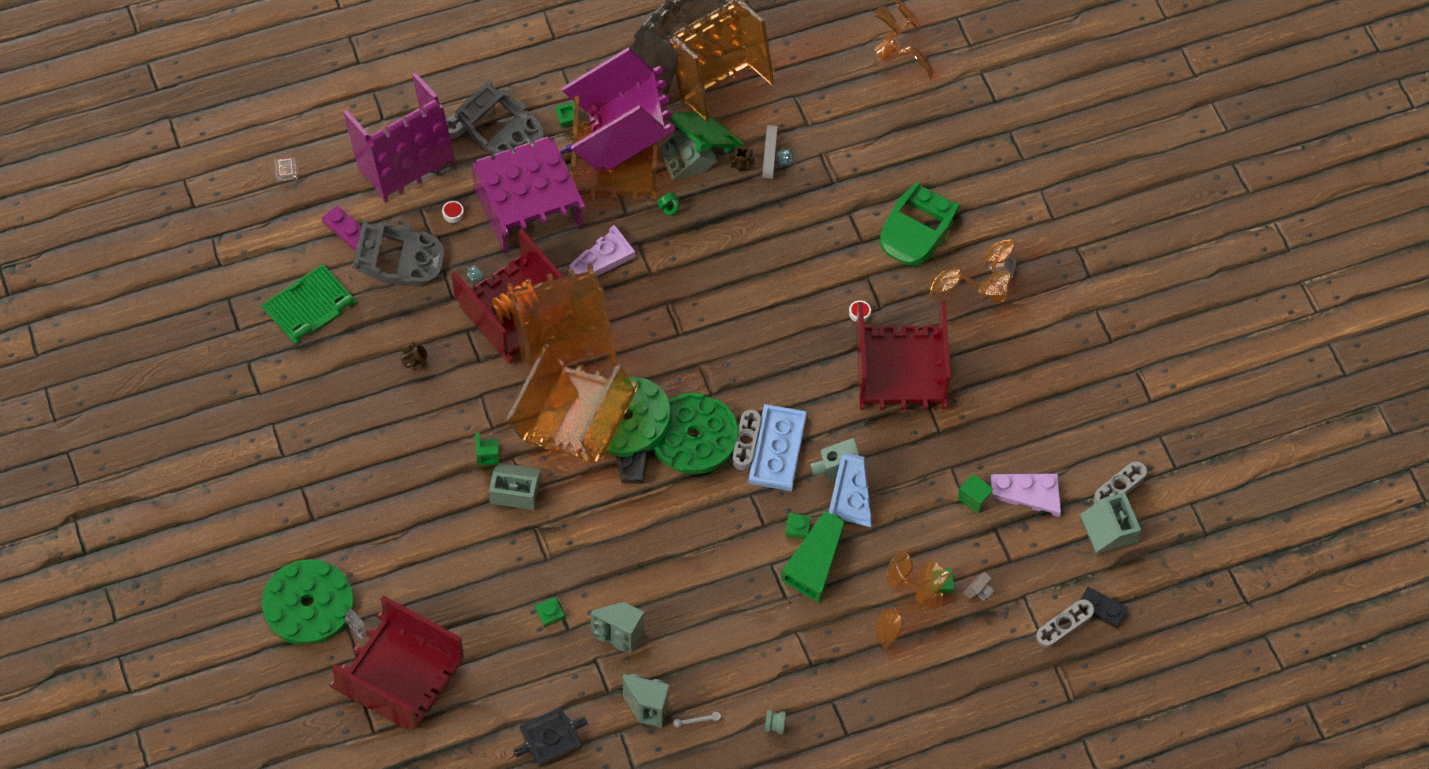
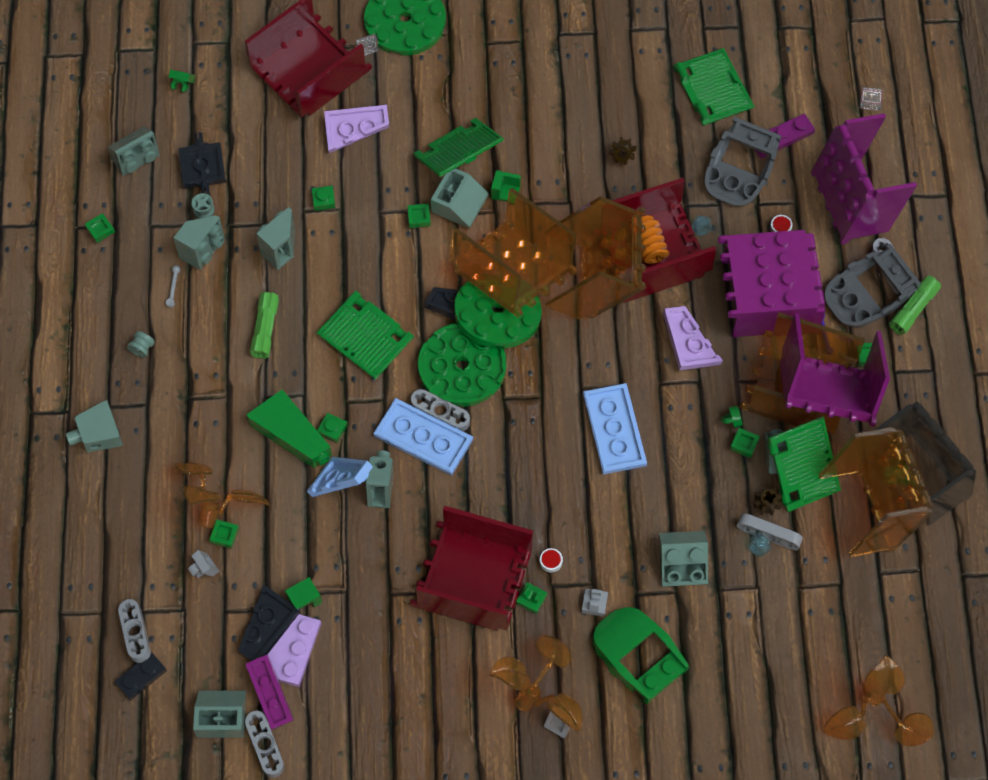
camera: 110 degrees right, 5 degrees up
(455, 608) = (354, 124): none -> lavender wing
(460, 495) = (458, 147): none -> green window
(518, 92) = (906, 316): none -> bright green axle
(544, 516) = (419, 215): none -> green plate
(599, 713) = (200, 201): none -> sand green wheel
(690, 189) = (744, 442): none -> green plate
(692, 525) = (365, 335): none -> green window
(711, 295) = (614, 428): none -> light blue tile
(729, 614) = (264, 325): none -> bright green axle
(819, 208) = (683, 558): none -> sand green slope
(879, 729) = (96, 429): none -> sand green torso
(885, 268) = (594, 602): none -> light grey tile
(901, 315) = (531, 598): none -> green tile
(1013, 516) = (268, 623): none -> black wing
(1075, 491) = (269, 692): none -> magenta plate

